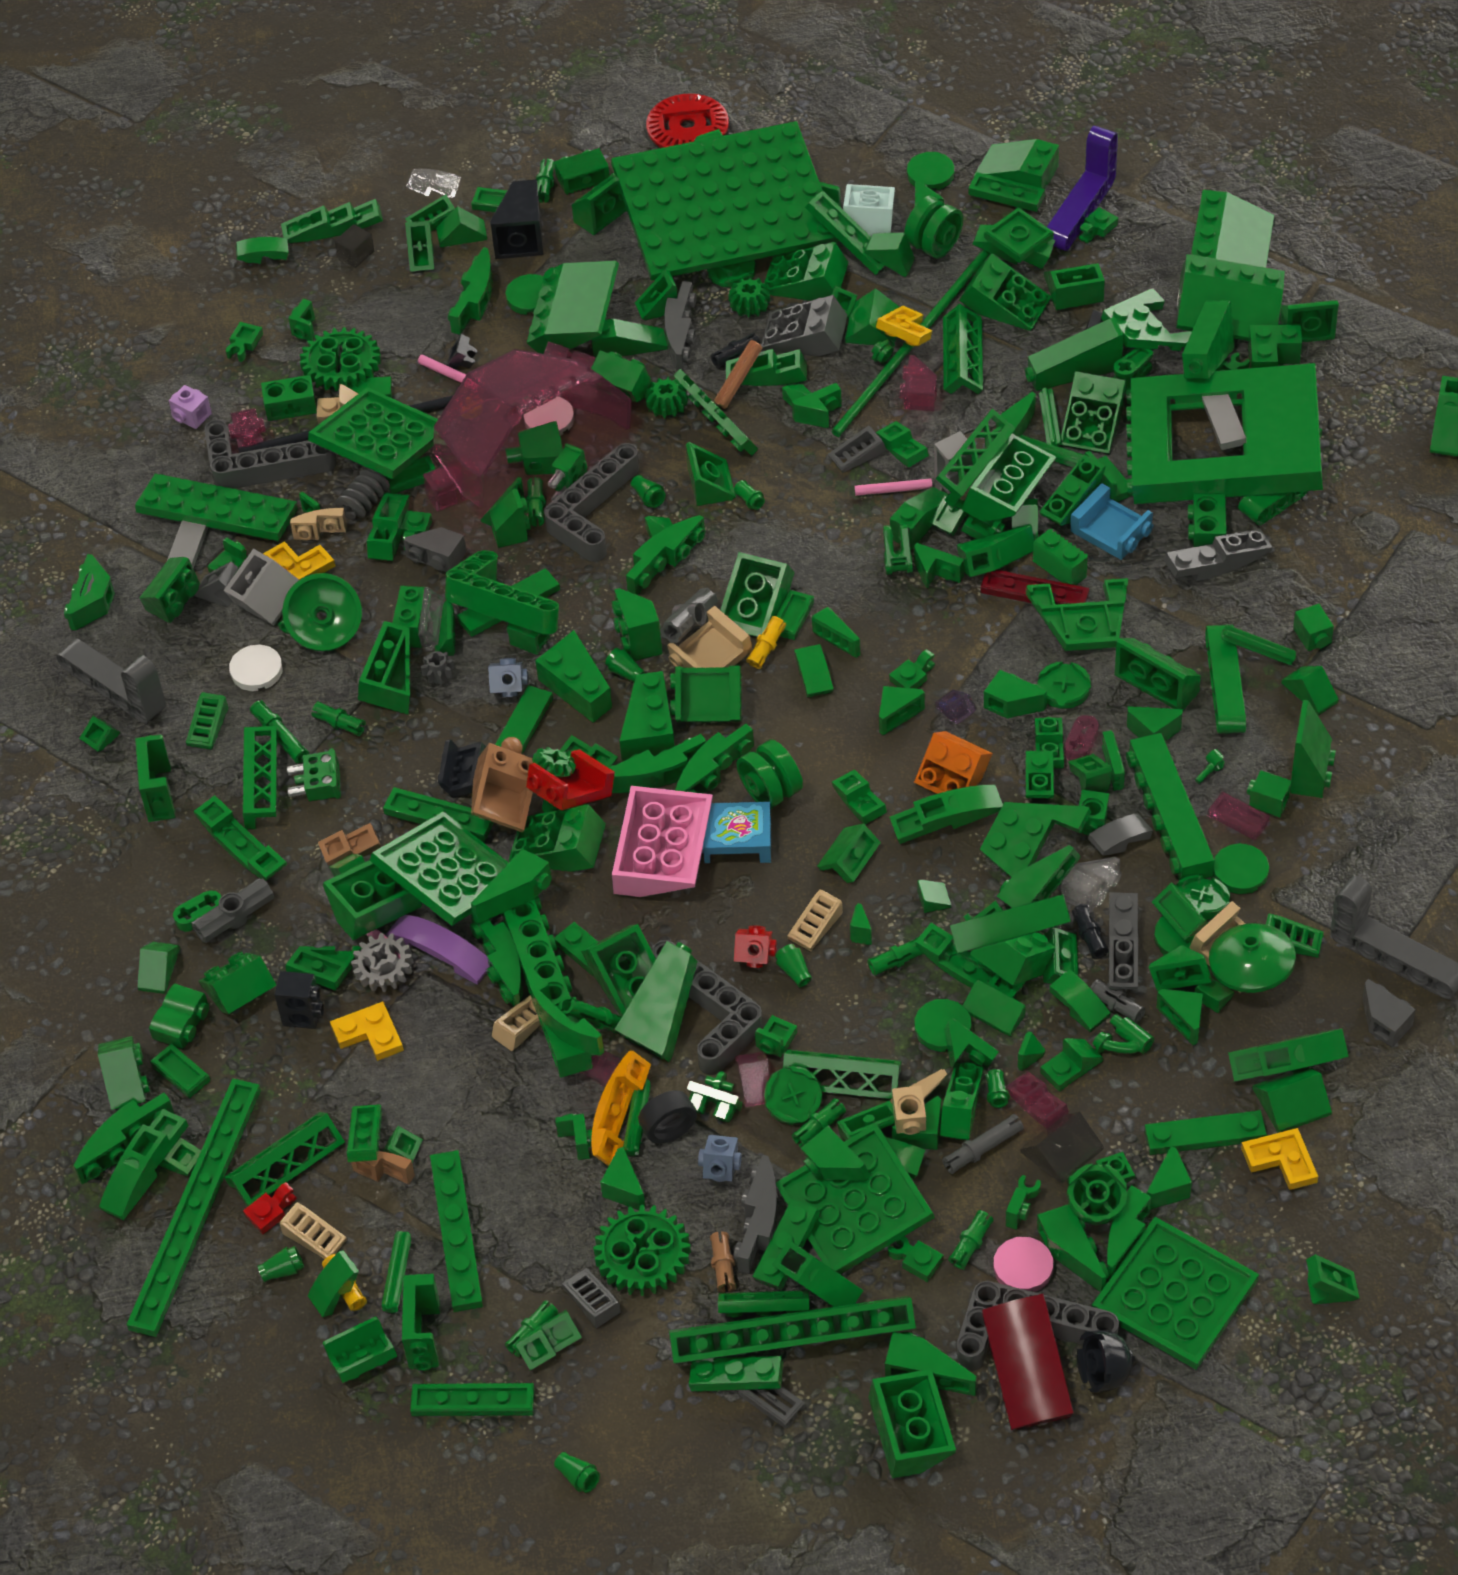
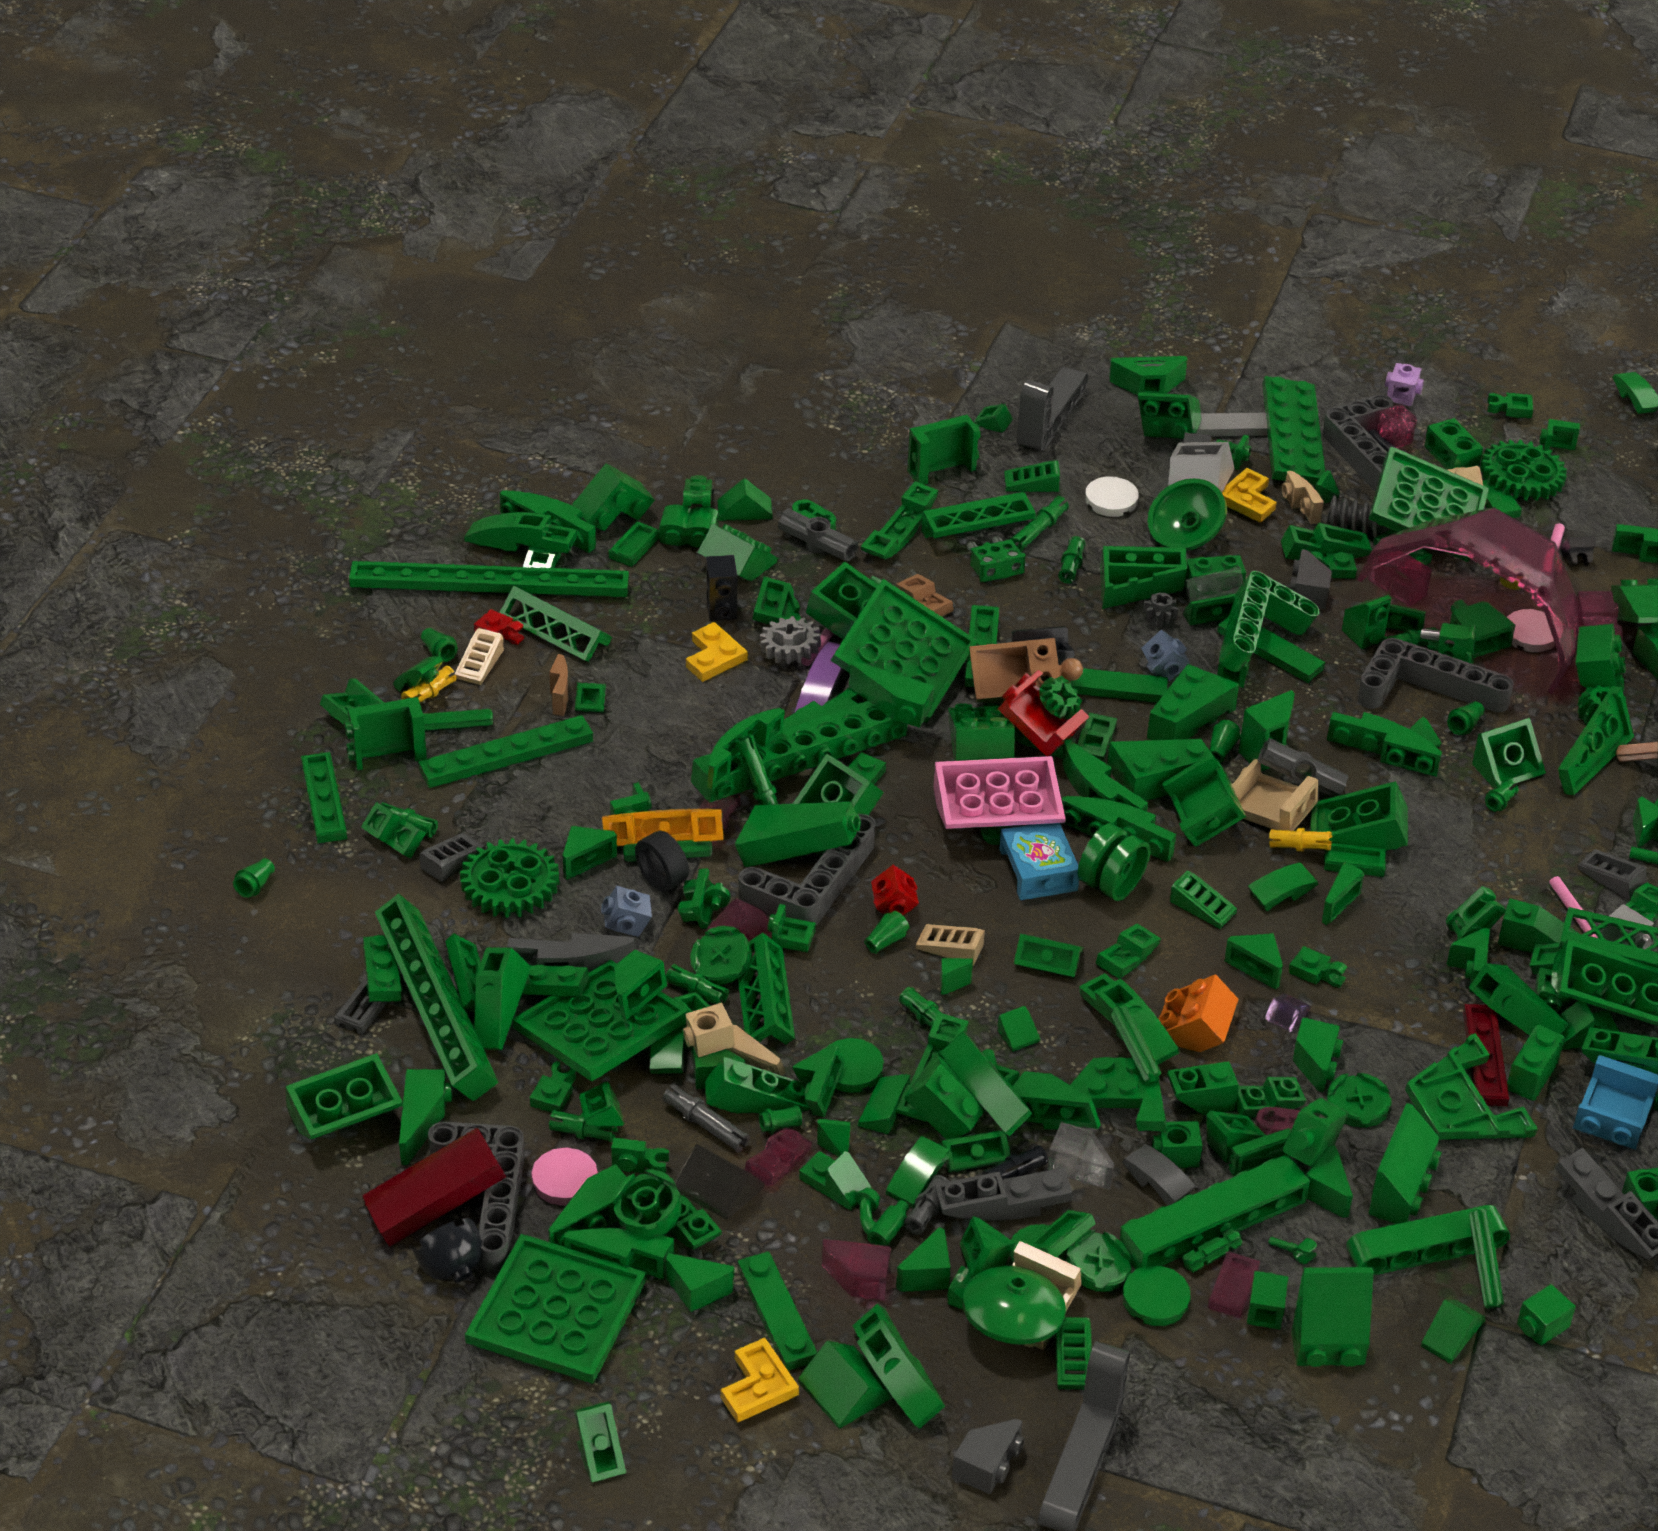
camera: 70 degrees right, 10 degrees down
(136, 996) = (697, 491): none -> green plate
(364, 1133) = (587, 661): green tile -> none
(723, 1262) = (501, 941): medium nougat pin -> none
(813, 740) = (1190, 885): none -> green slope
(959, 1219) = (601, 1106): none -> green slope
(998, 806) = (1136, 1043): none -> green axle
(1118, 712) = (1313, 1134): none -> green torso
(1179, 1061) = (858, 1267): none -> clear pink slope
(1205, 820) = (1212, 1250): none -> green axle

